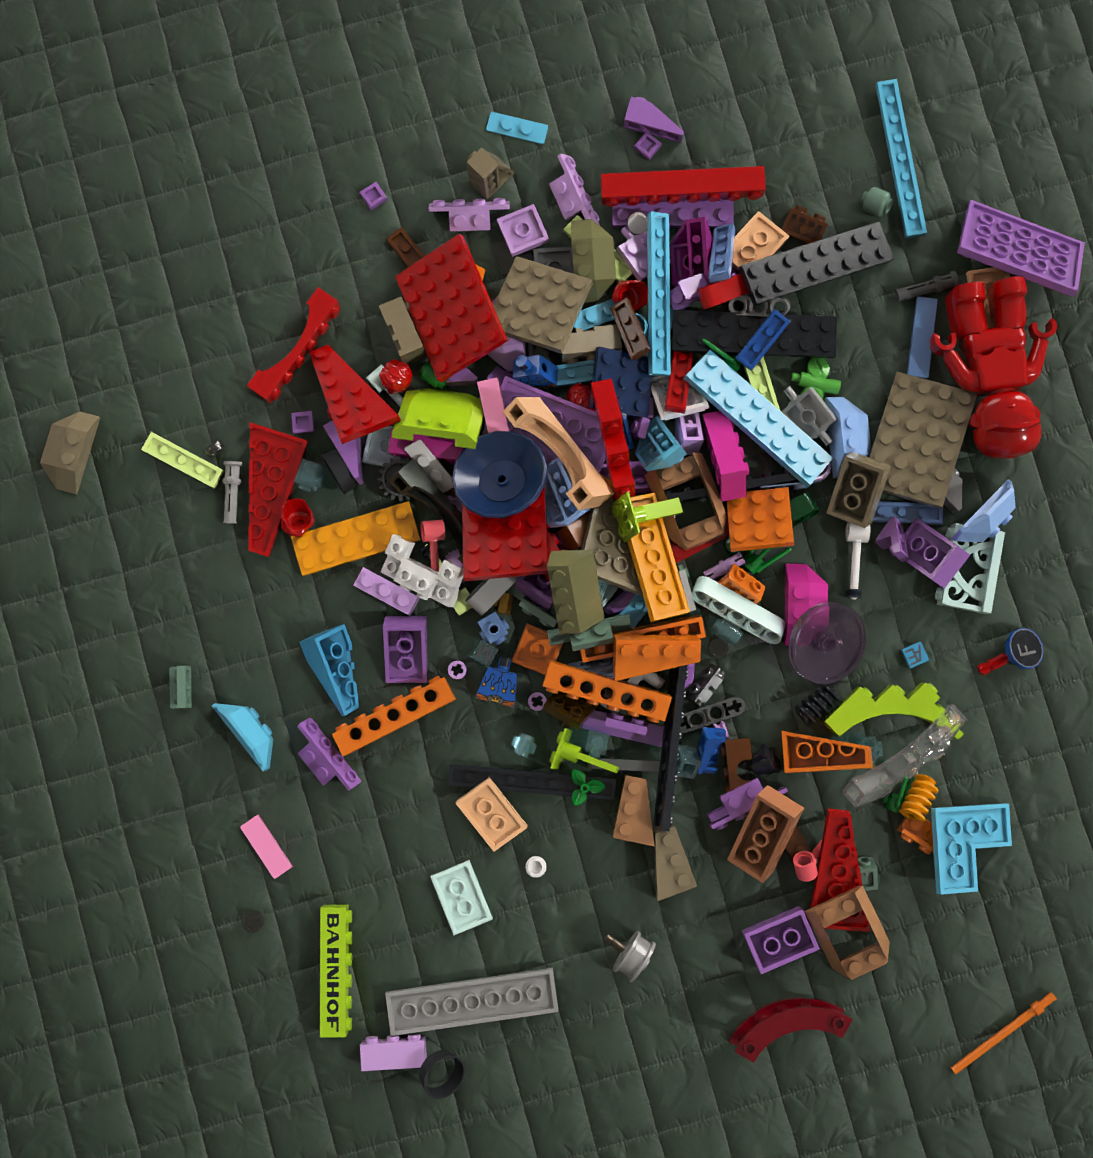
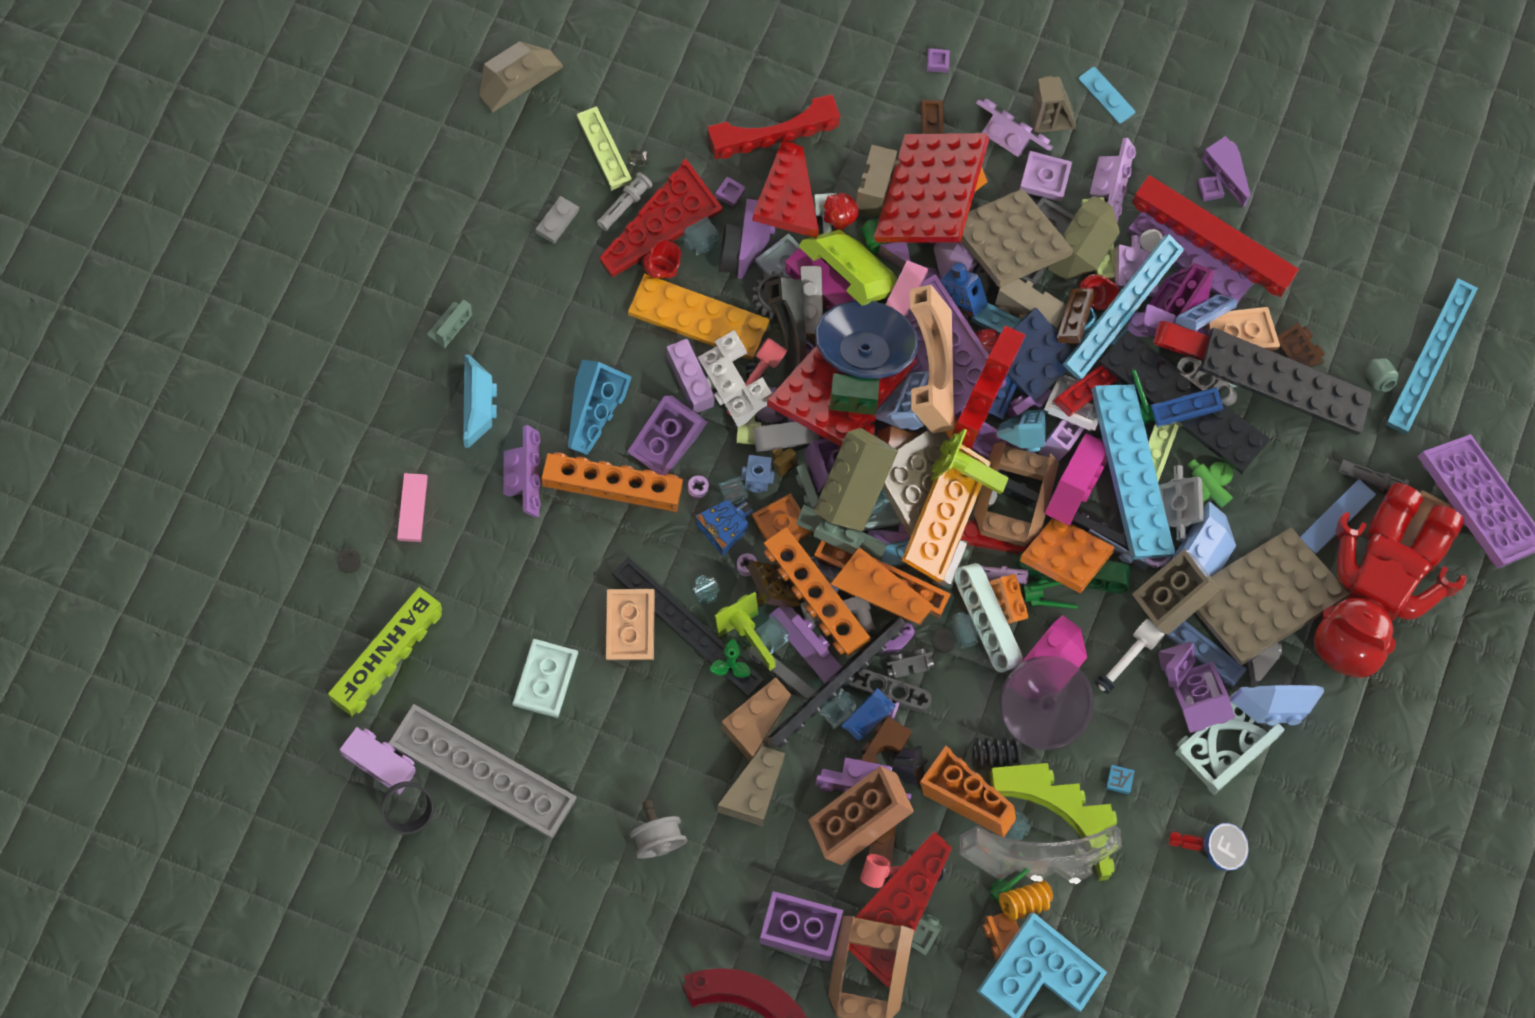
camera: 30 degrees right, 15 degrees down
(193, 543) = (557, 219): none -> light grey plate
(525, 527) = (854, 394): none -> dark green brick
(535, 866) = (632, 701): white plate -> none
(595, 315) = (1055, 287): medium azure piece -> none

